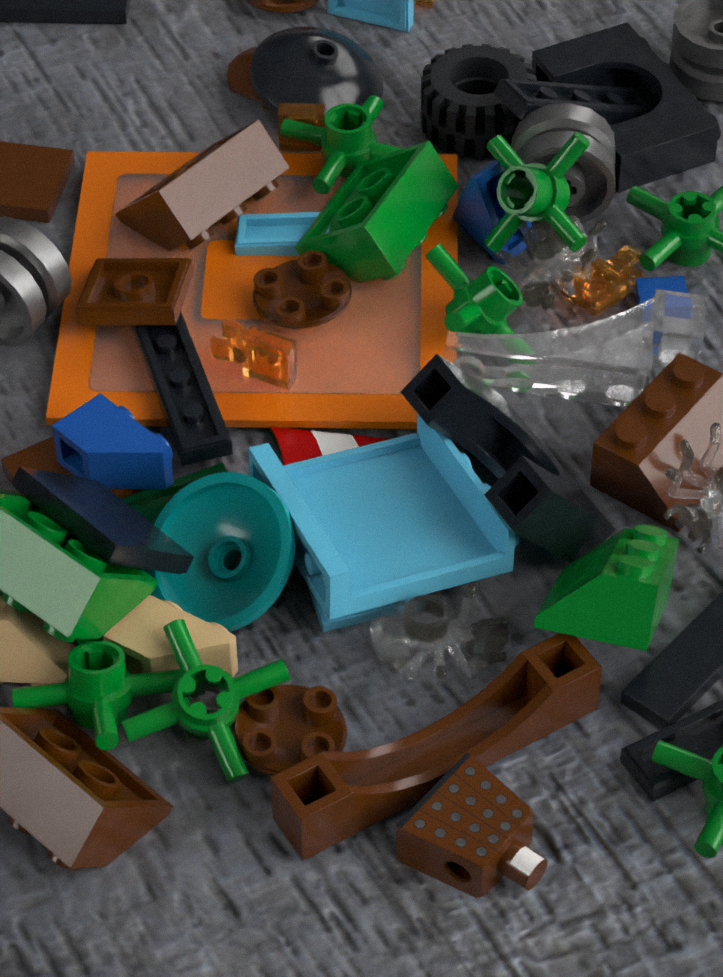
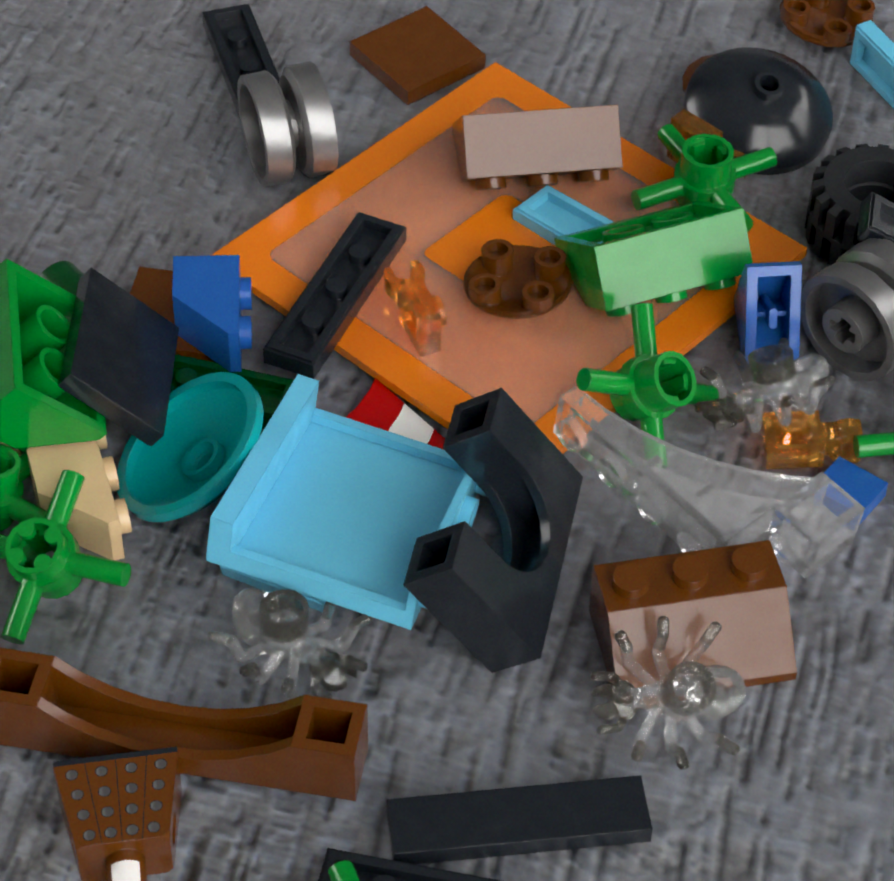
camera: 40 degrees right, 0 degrees up
(135, 291) = (381, 195): reddish brown tile -> none
(288, 726) = (95, 629): reddish brown dish -> none
(535, 192) = (787, 311): green bar -> none
(614, 589) = (457, 710): green slope -> none

